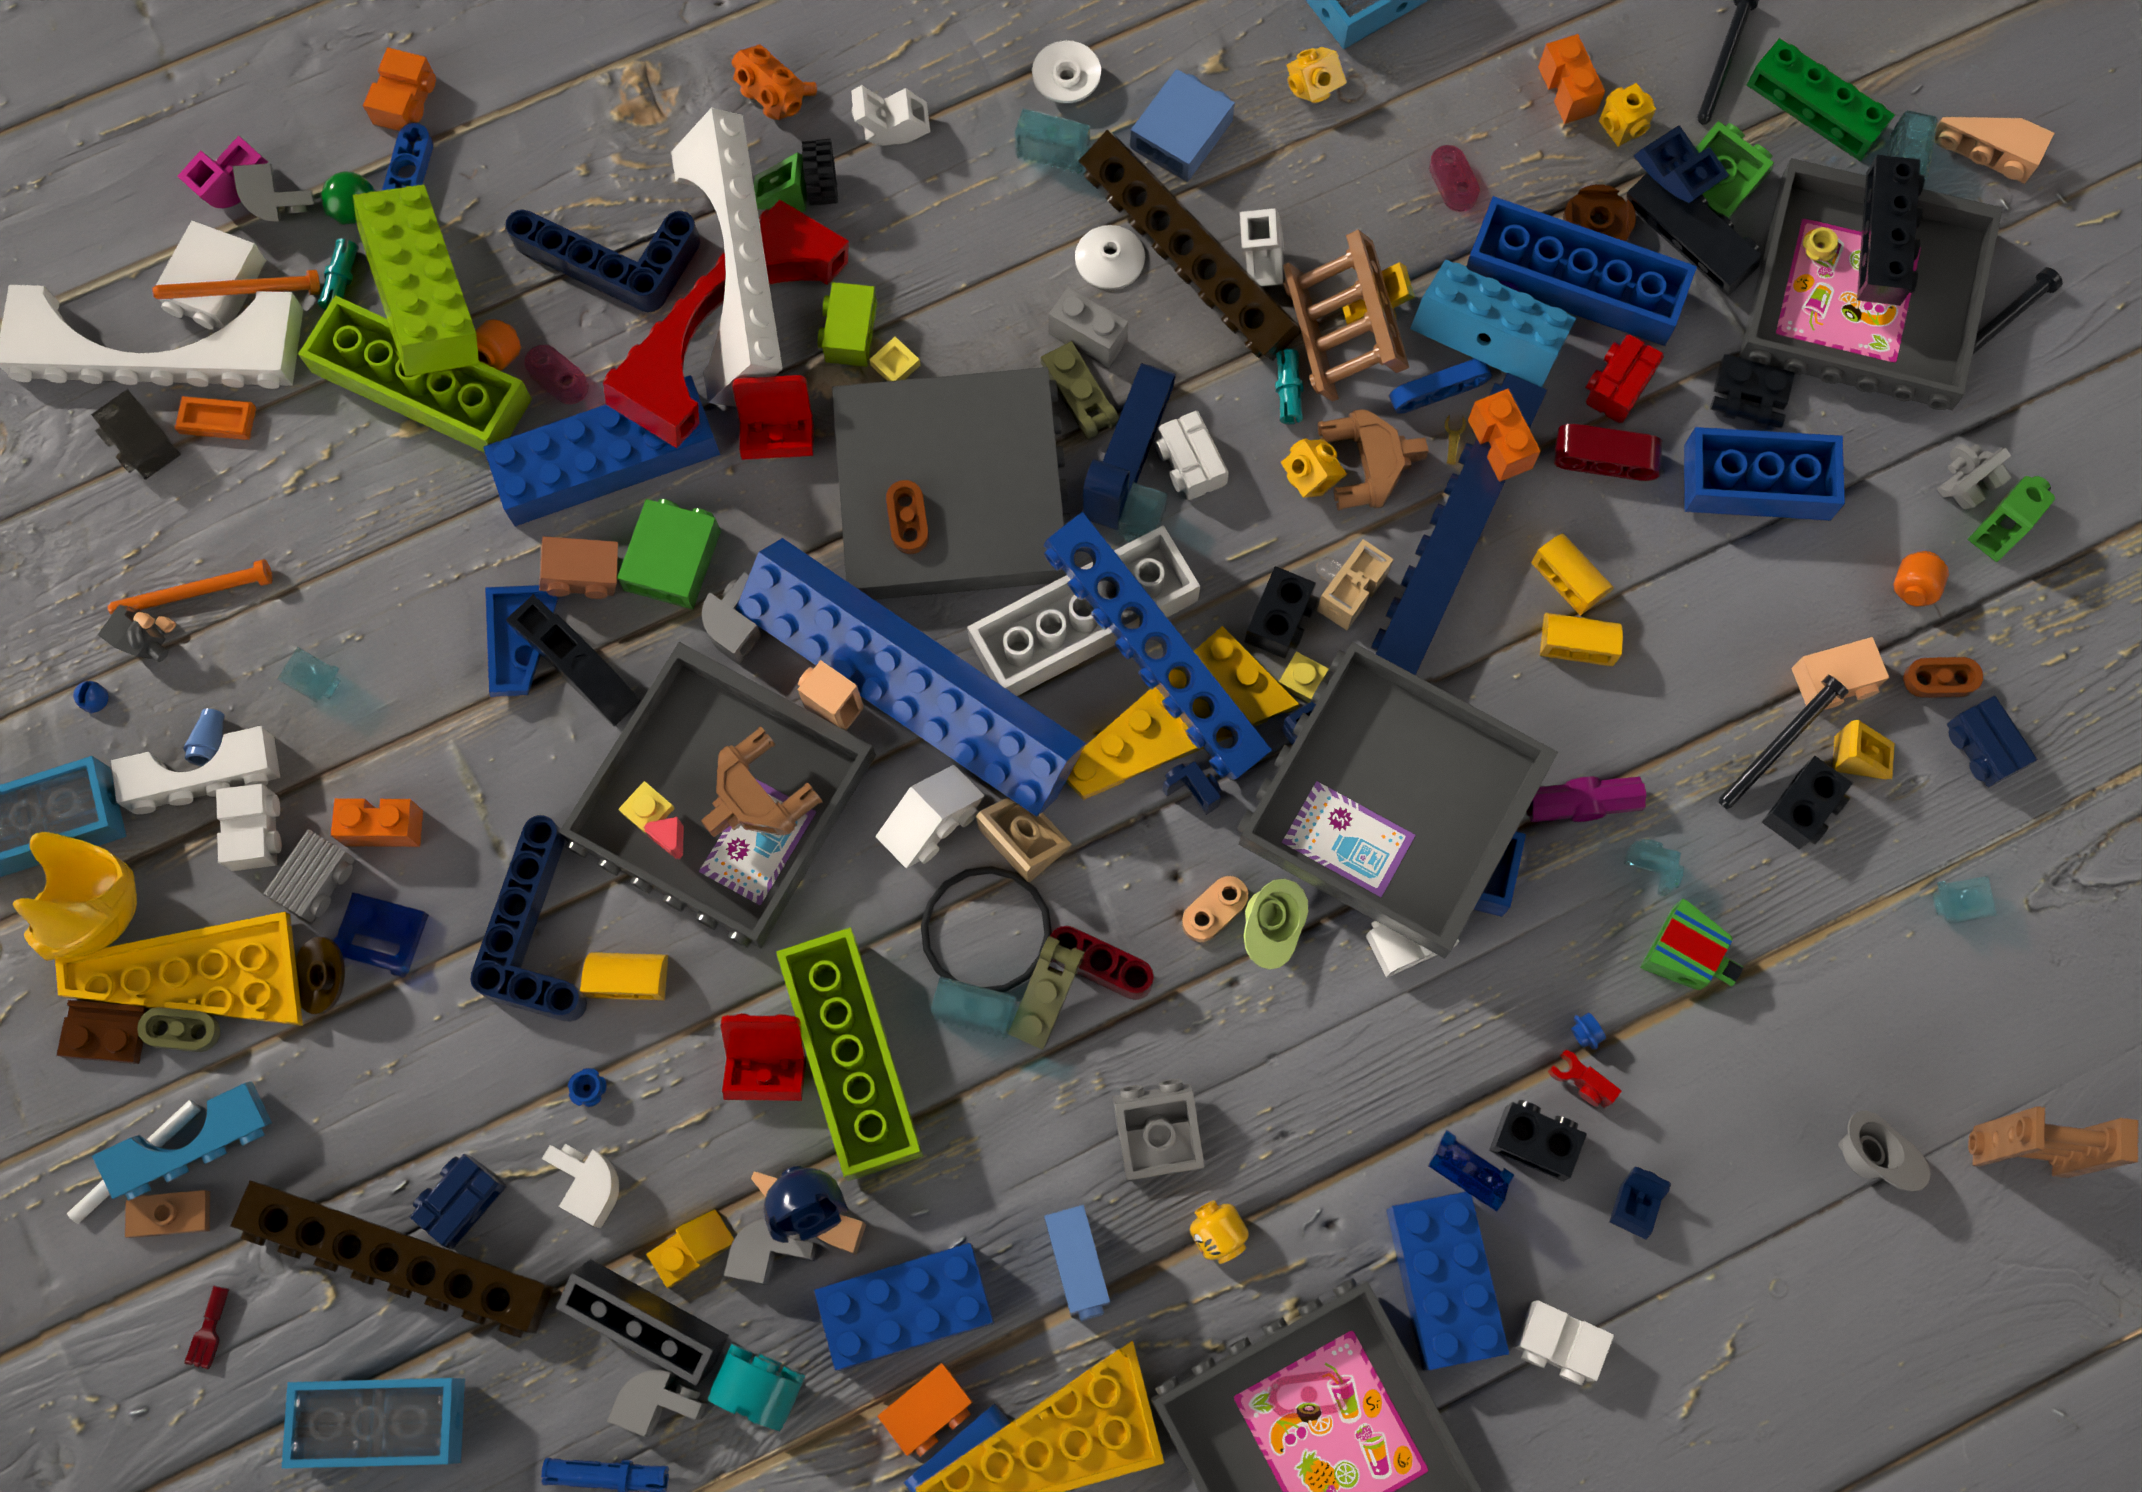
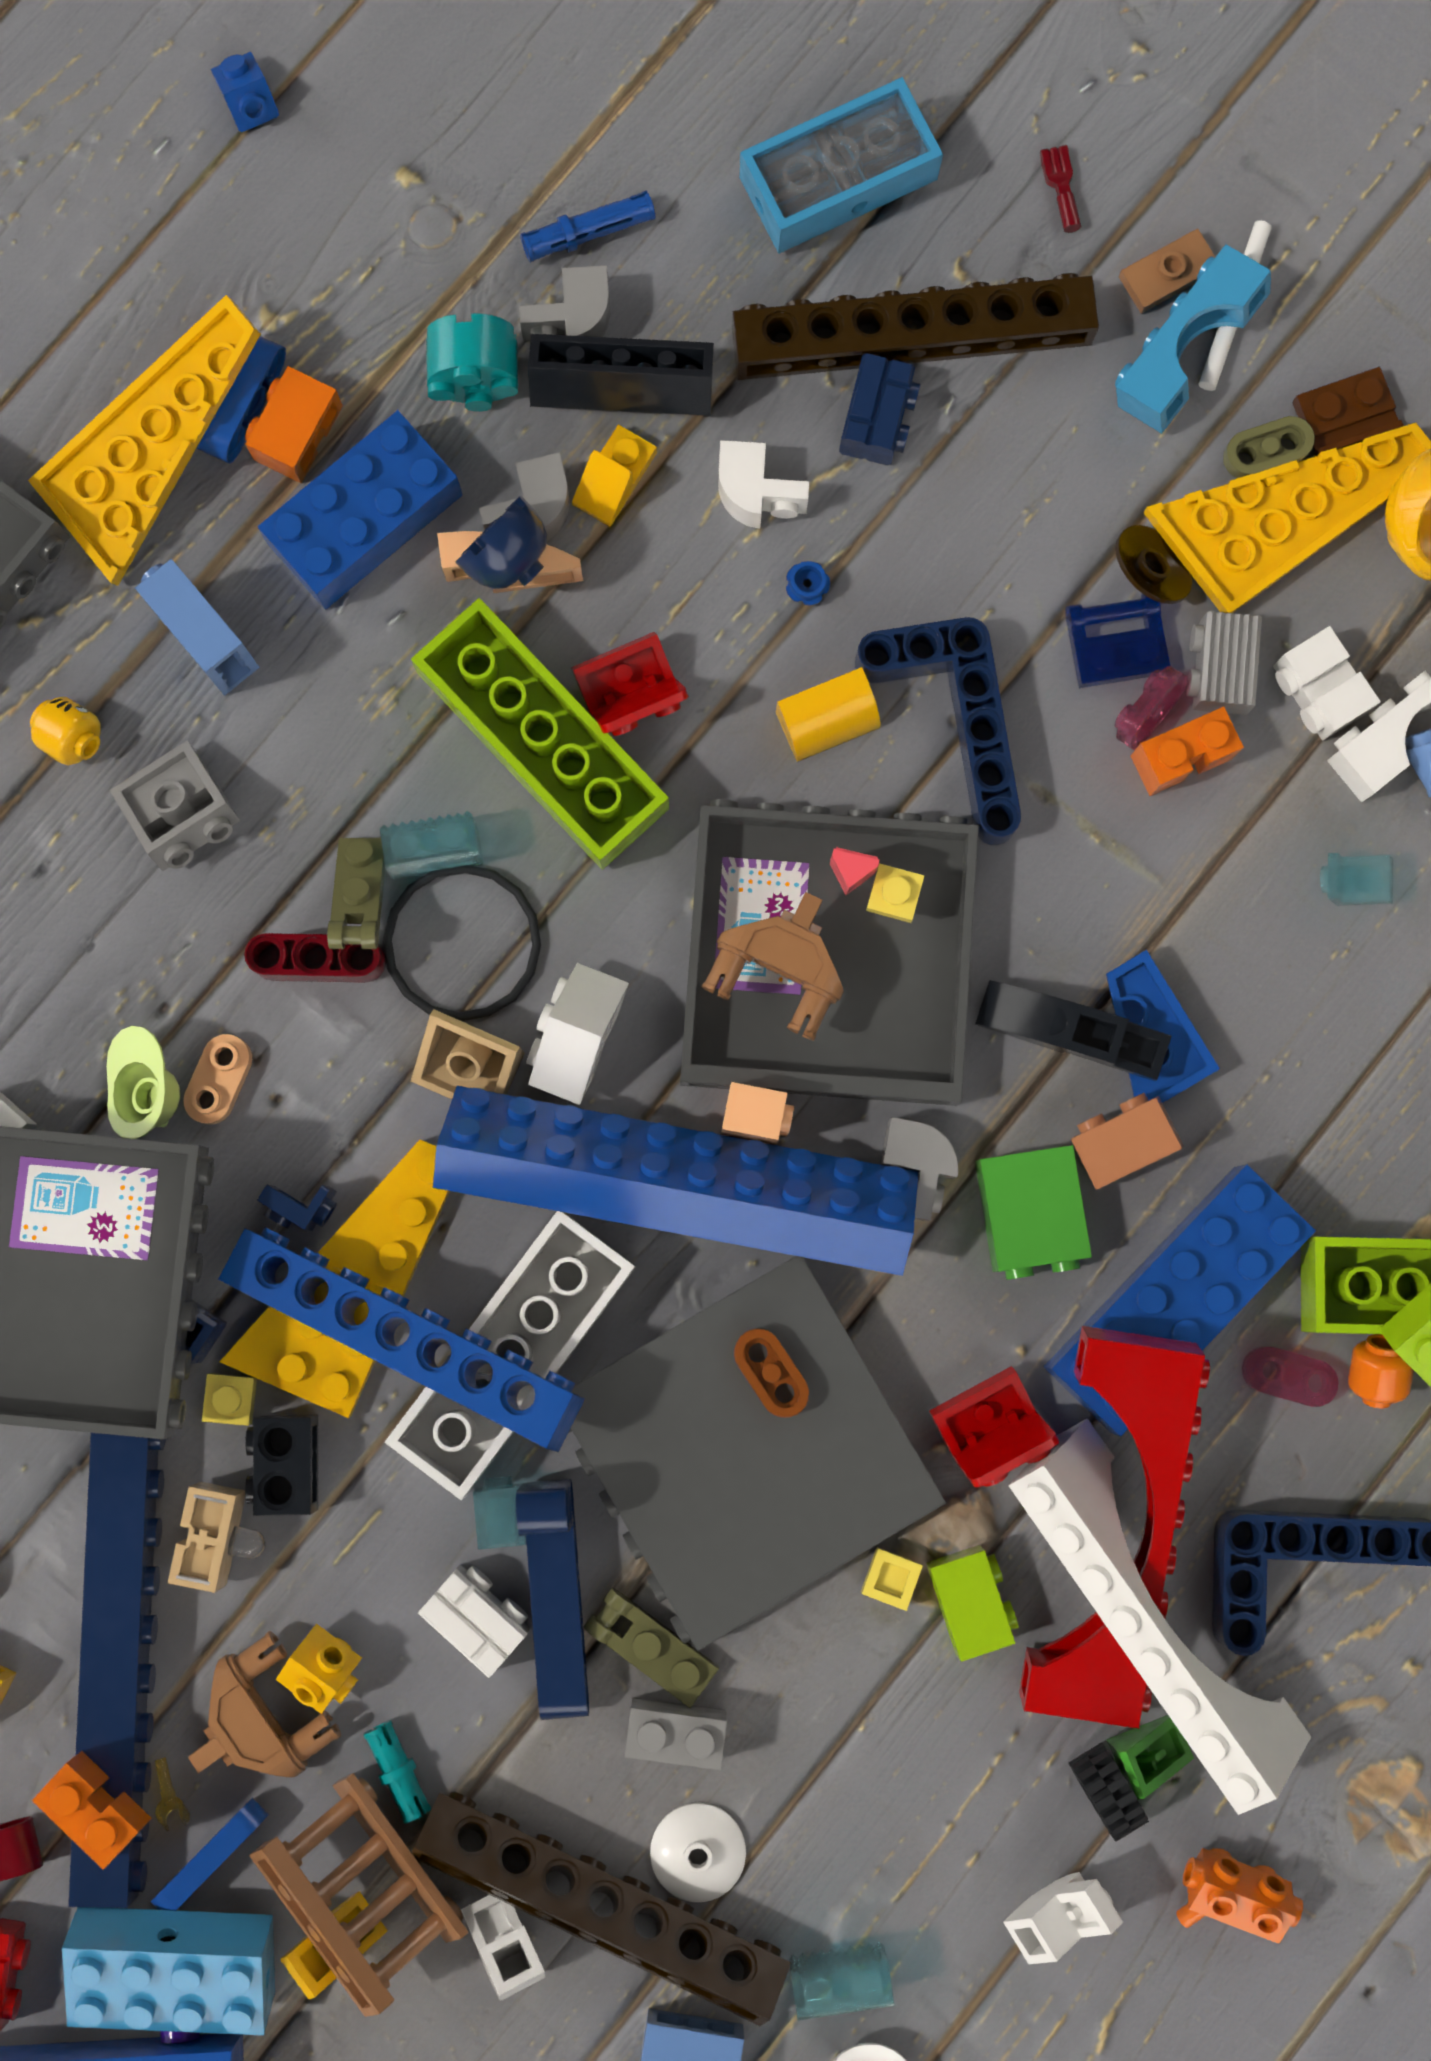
camera: 150 degrees right, 10 degrees up
(369, 877) = (1159, 696): none -> clear pink plate

